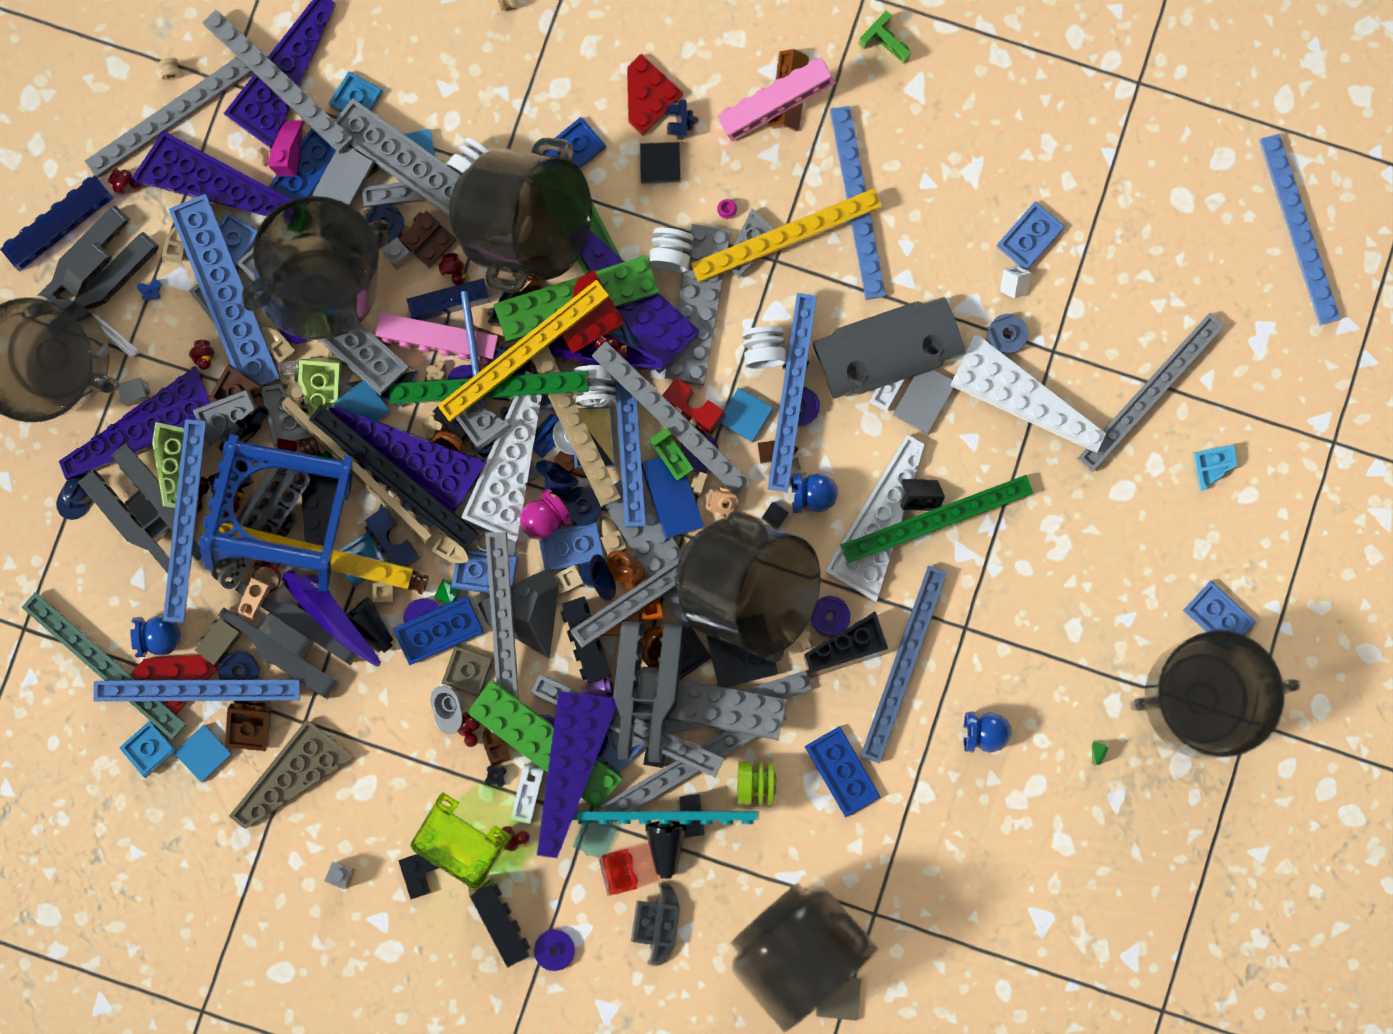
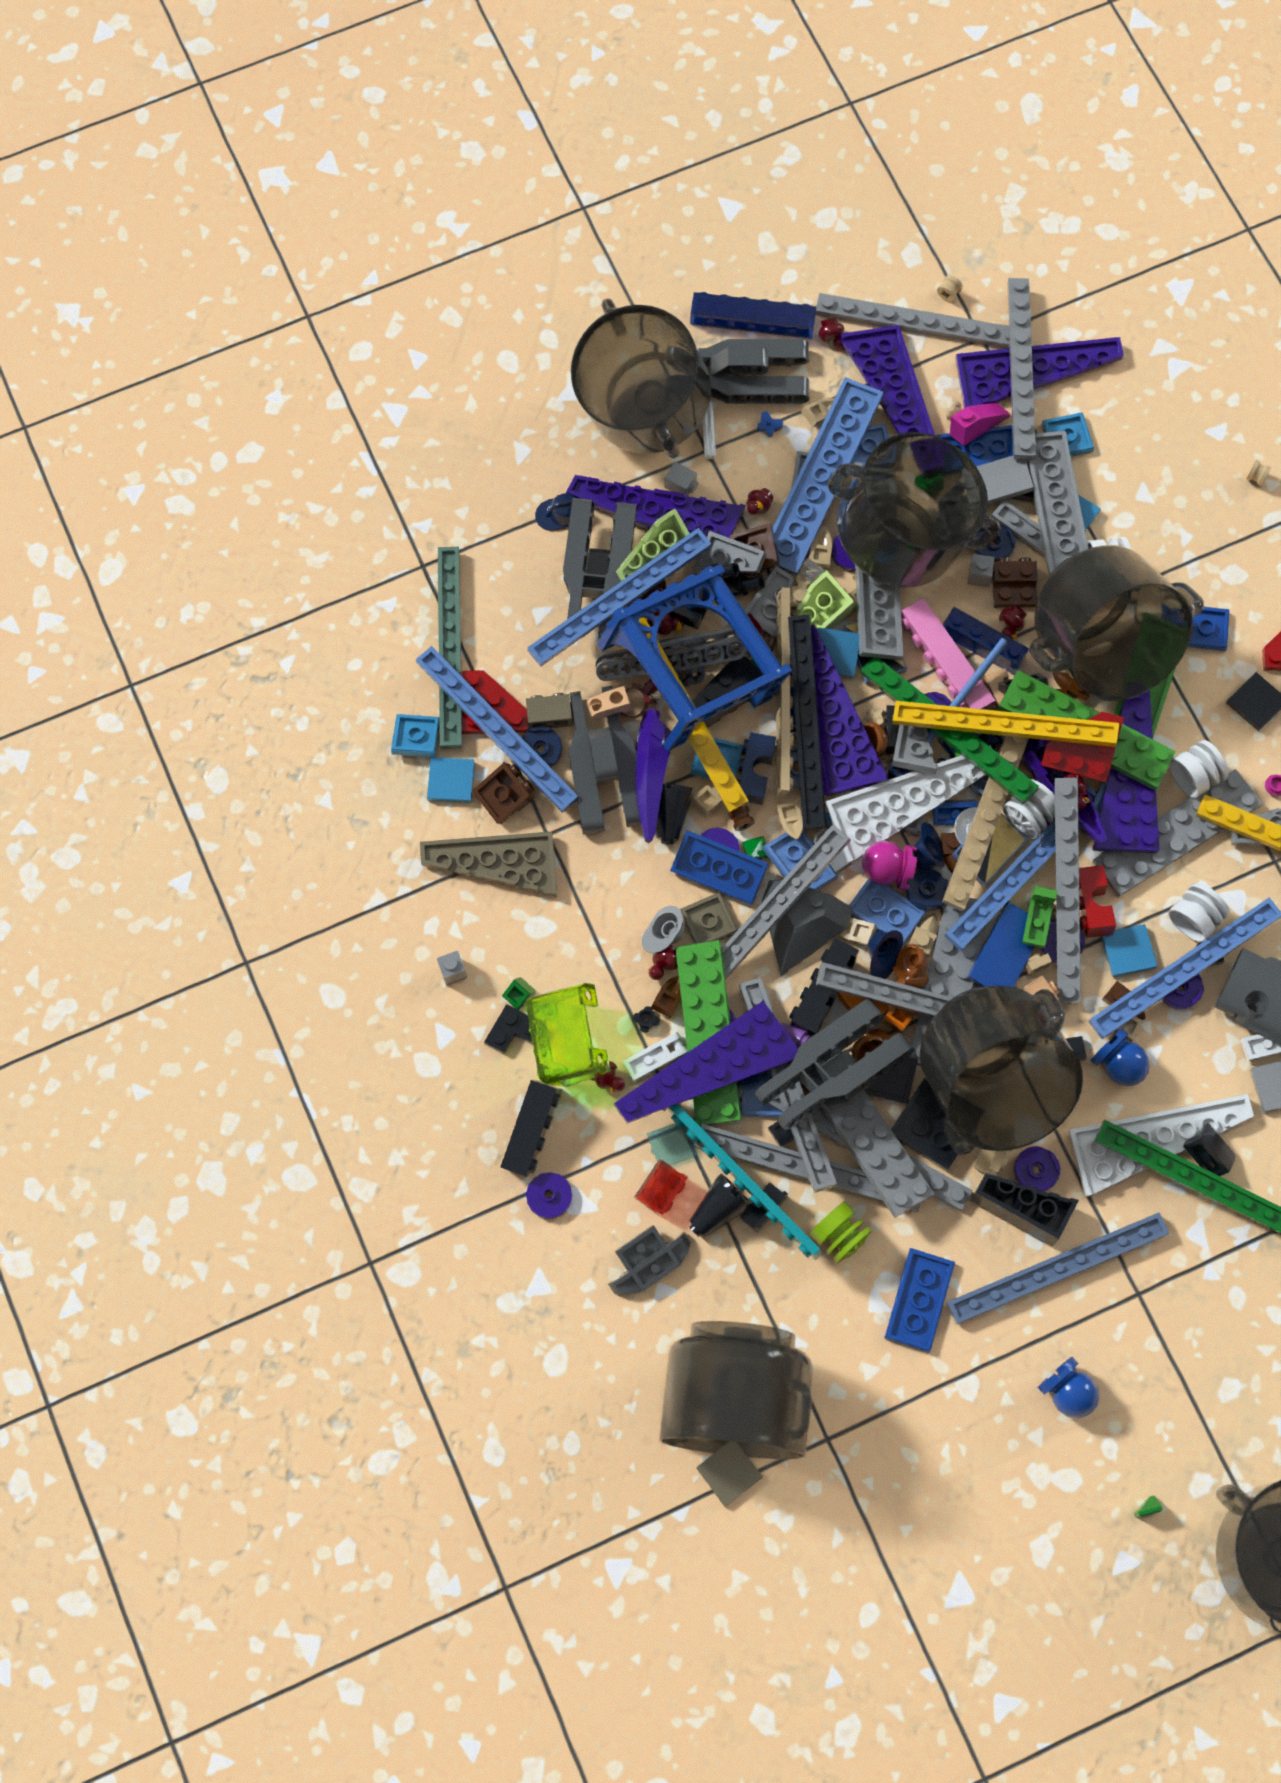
camera: 50 degrees right, 10 degrees down
(154, 636) = (508, 659): blue tile -> none
(398, 844) = (518, 993): none -> green slope
(436, 371) = (920, 682): tan piece -> none

